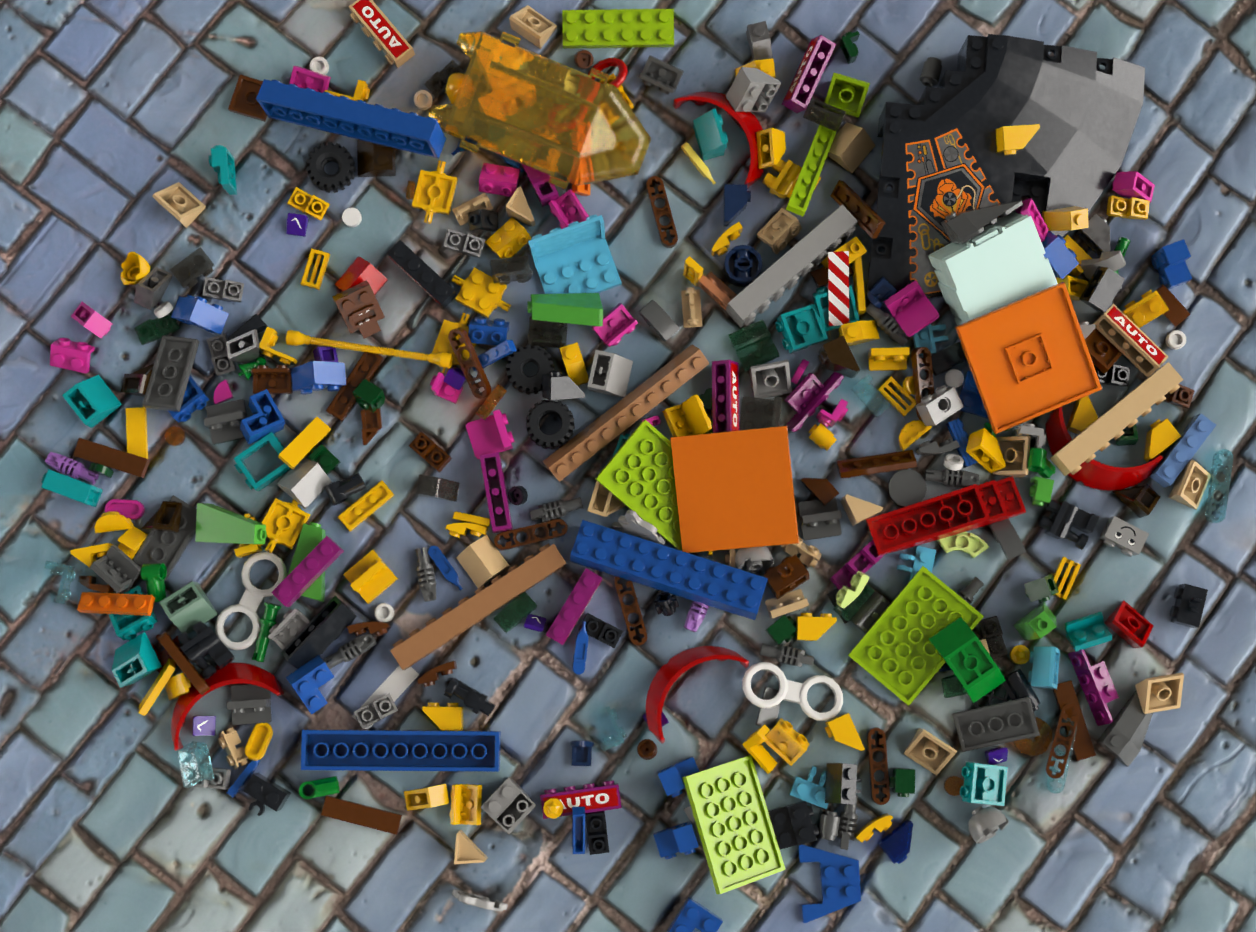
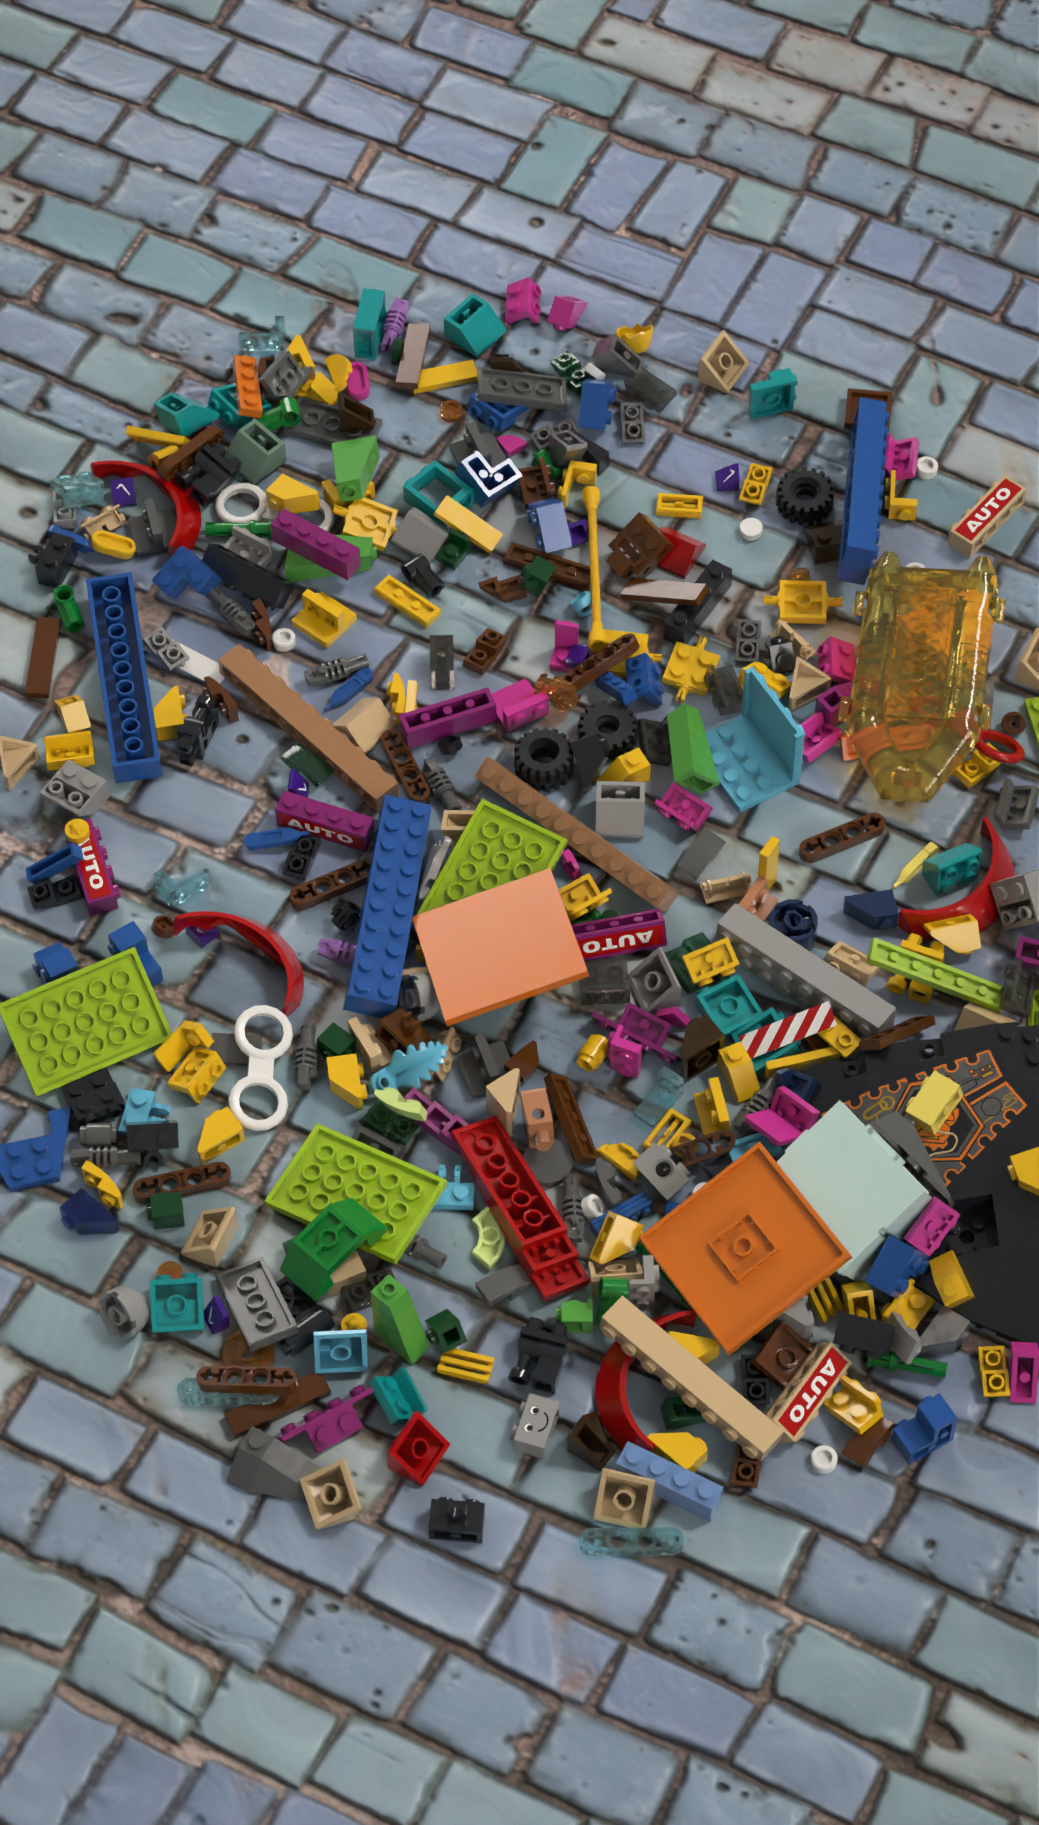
camera: 80 degrees right, 25 degrees down
(246, 584) = (292, 496): none -> yellow slope
(399, 365) = (581, 602): none -> medium azure tile
(409, 297) = (664, 591): none -> tile
(581, 752) = (148, 861): dark blue tile -> none
(722, 244) = (825, 906): yellow slope -> none
(770, 332) = (710, 962): none -> yellow bracket
(818, 578) = (408, 1068): none -> medium azure plant
(875, 489) = (538, 1131): none -> nougat torso
(941, 194) = (934, 1102): none -> light yellow brick

